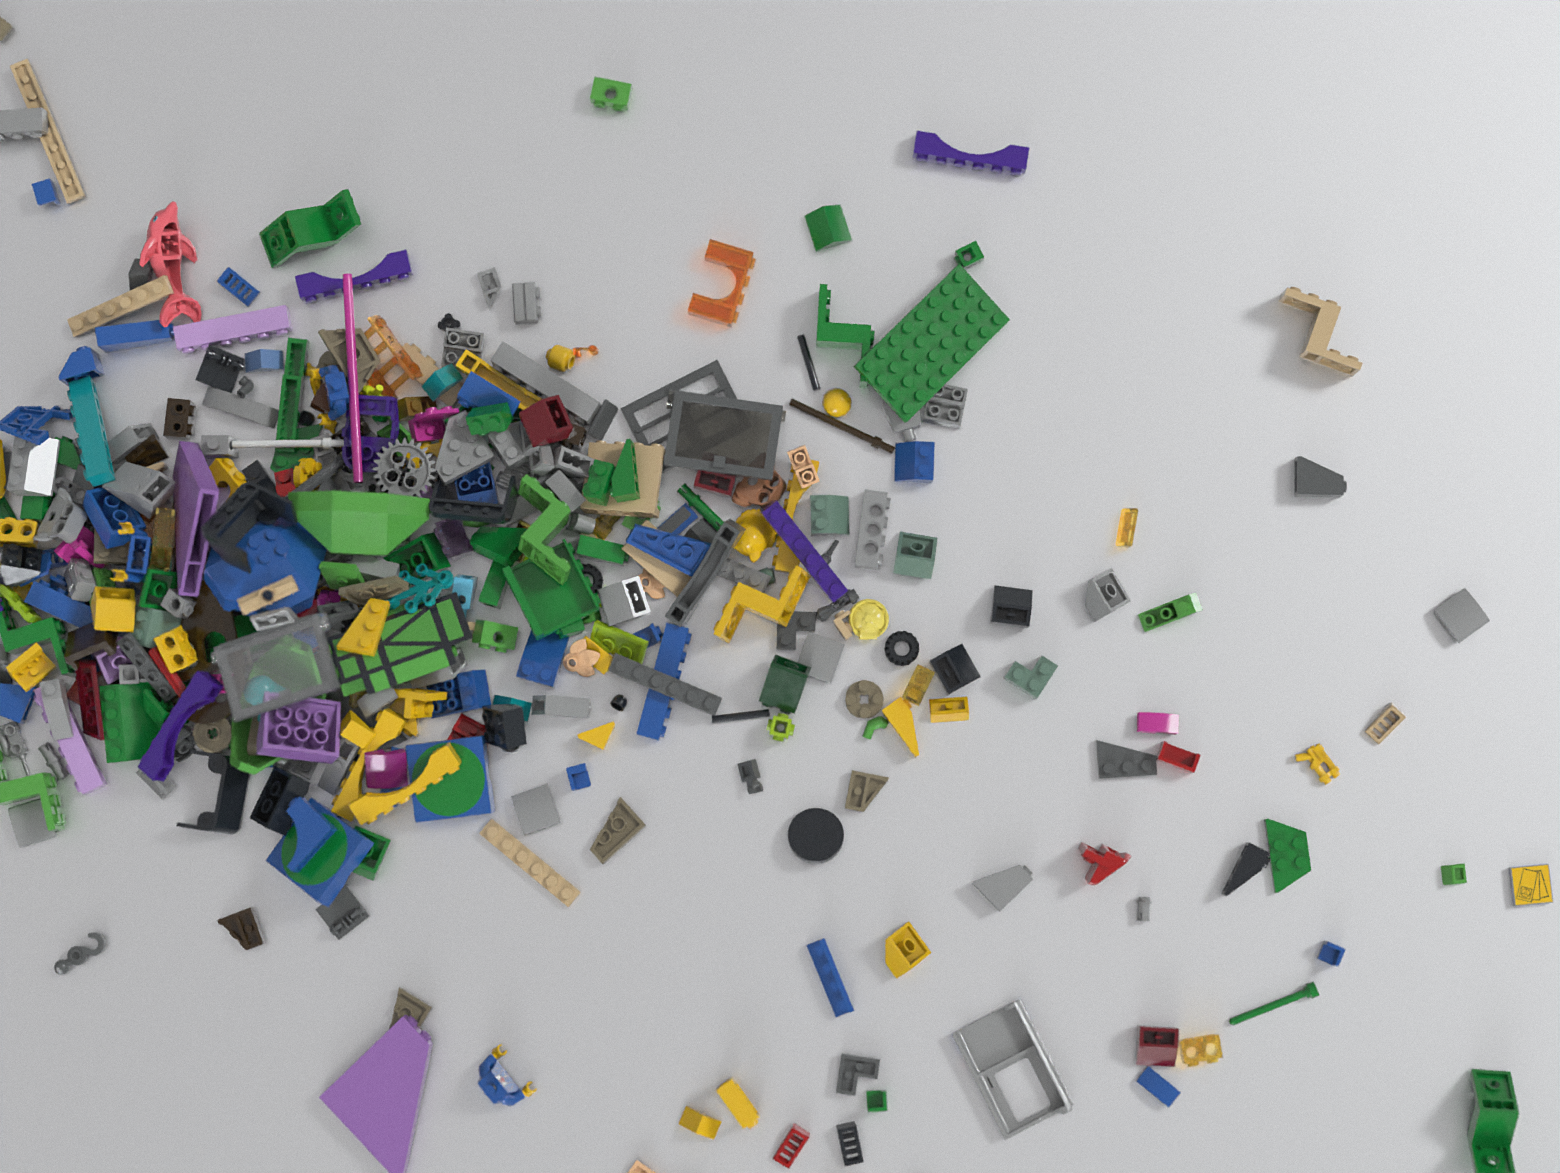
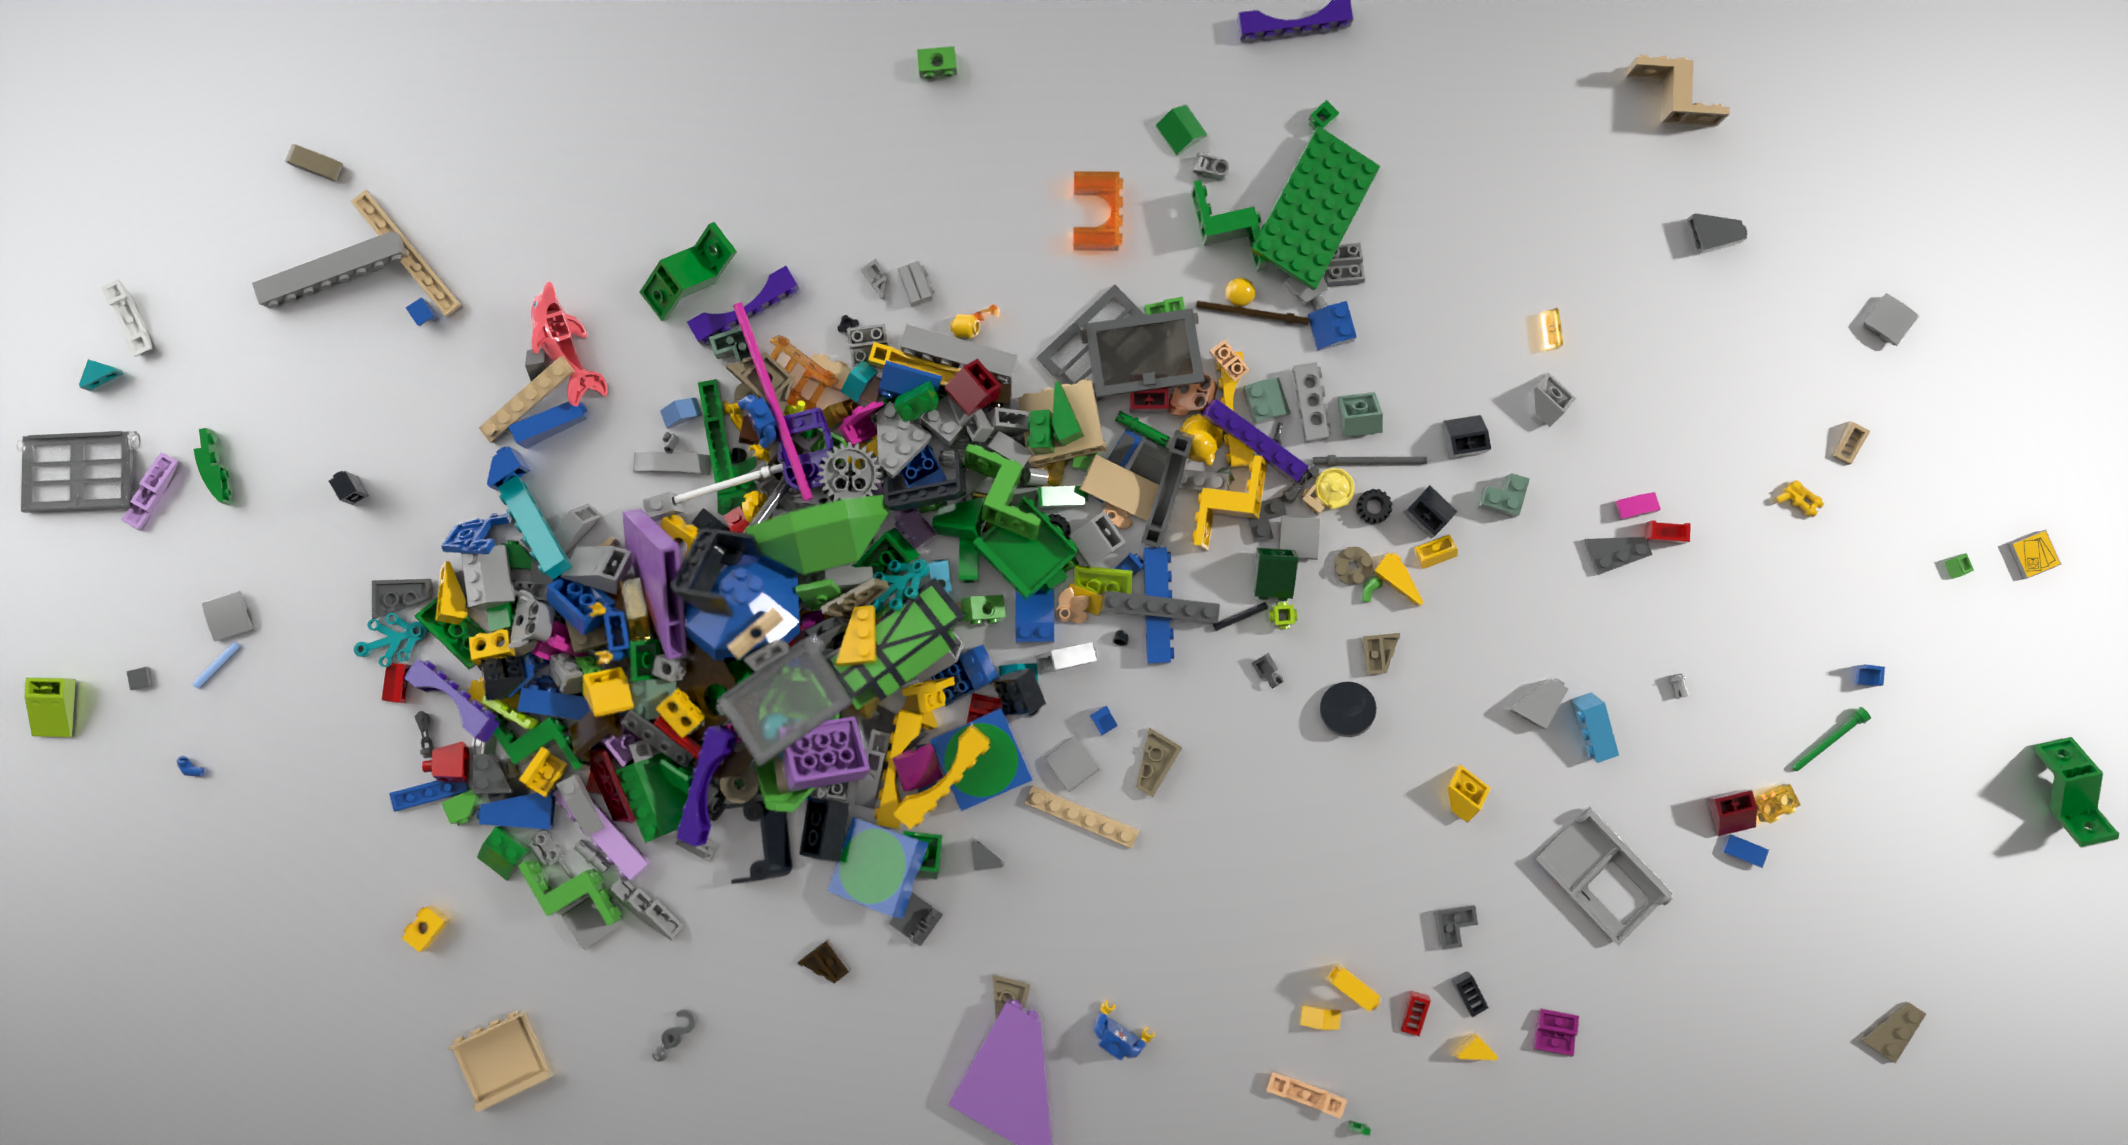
camera: 20 degrees left, 0 degrees up
(88, 825) = (645, 908): none -> light grey slope
(147, 452) = (595, 532): dark brown wing -> none
(179, 419) = (615, 491): dark brown brick -> none
(220, 369) = (640, 432): black hinge -> none
(225, 276) = (620, 340): blue slope -> none
(233, 328) = (641, 389): lavender brick -> none
(312, 831) = (865, 849): blue arch -> none
(329, 309) = (730, 343): none -> sand green brick
(356, 730) = (878, 739): yellow slope -> none
(374, 702) = (886, 708): light grey slope -> none
(423, 872) = (983, 857): none -> dark grey slope
(598, 736) = (1111, 676): yellow slope -> none
(602, 420) = (1023, 373): dark grey slope -> none
(673, 549) = (1126, 475): blue wing -> none
(760, 395) = (1167, 305): none -> bright green slope
(808, 362) = (1202, 262): black bar -> none
(830, 977) = (1403, 840): blue fence -> none
(842, 270) = (1209, 167): none -> light grey piece
(875, 592) = (1332, 460): none -> dark grey bar
(876, 1100) = (1484, 945): green panel -> none
(918, 685) = (1401, 536): clear yellow slope -> none
(1048, 924) = (1595, 727): none -> dark azure wedge
(1103, 862) = (1629, 653): red piece -> none
(1170, 612) = (1617, 397): bright green slope -> none
(1249, 863) = (1765, 614): black slope -> none
(1287, 852) = (1797, 593): green wing -> none

